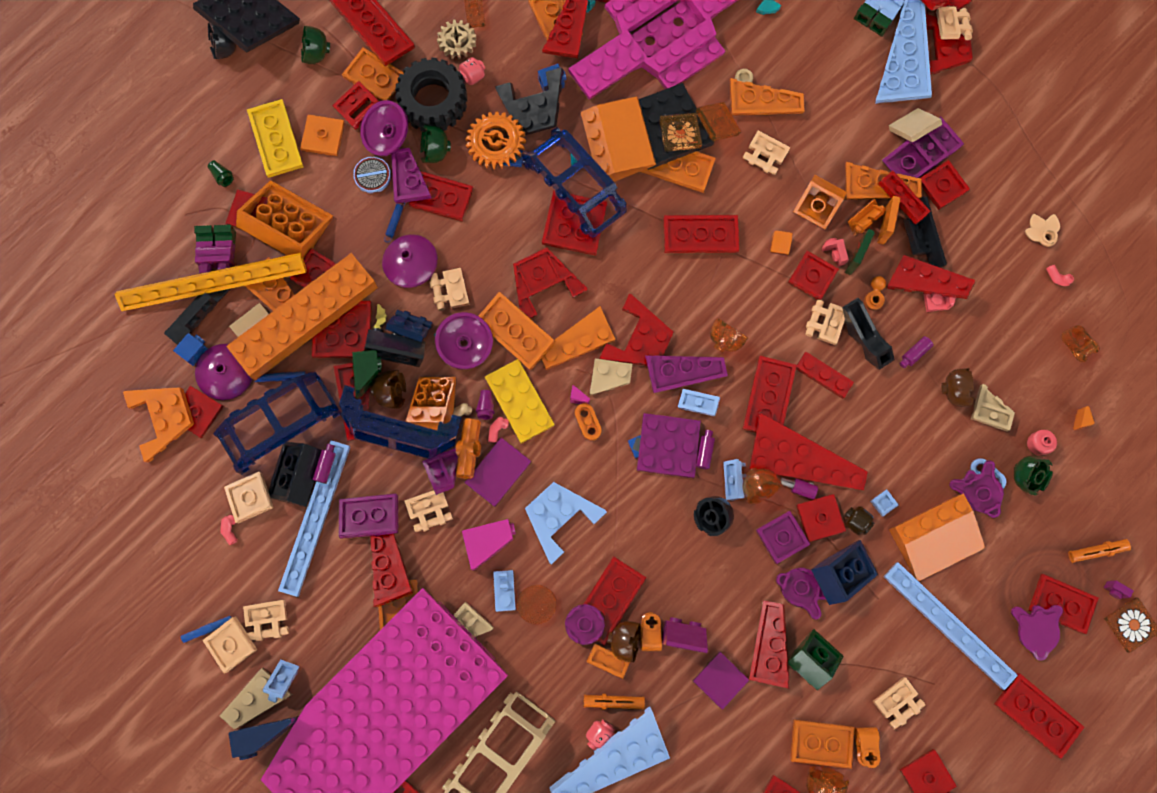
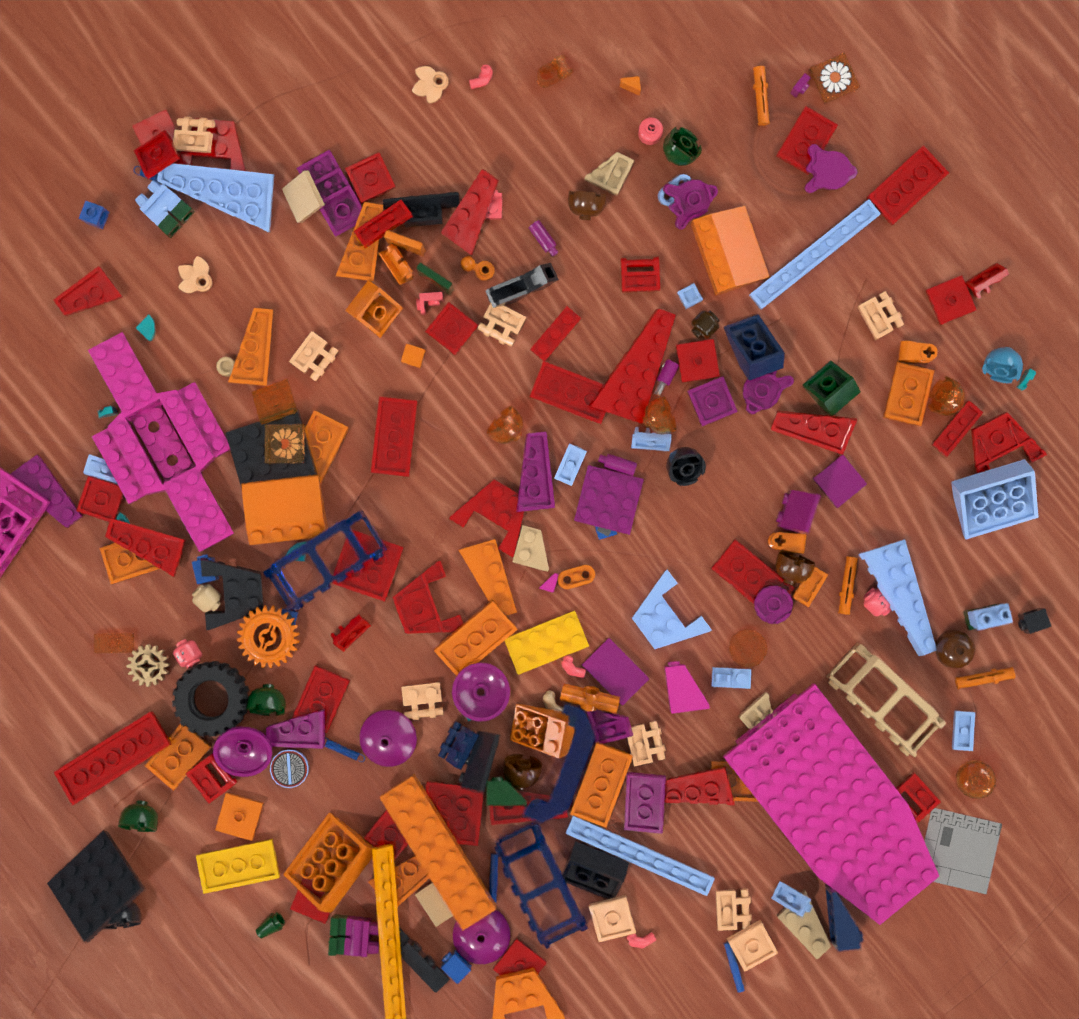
camera: 75 degrees left, 10 degrees up
(324, 464) = (590, 841): magenta cylinder -> none
(380, 317) = (443, 773): light yellow piece -> none
(383, 470) = (601, 784): none -> orange plate
(485, 405) = (549, 677): magenta cone -> none
(507, 214) = (350, 633): none -> red plate
(525, 82) = (206, 598): none -> tan head
(823, 41) = (193, 275): none -> light nougat plate
(891, 450) = (640, 281): none -> red plate

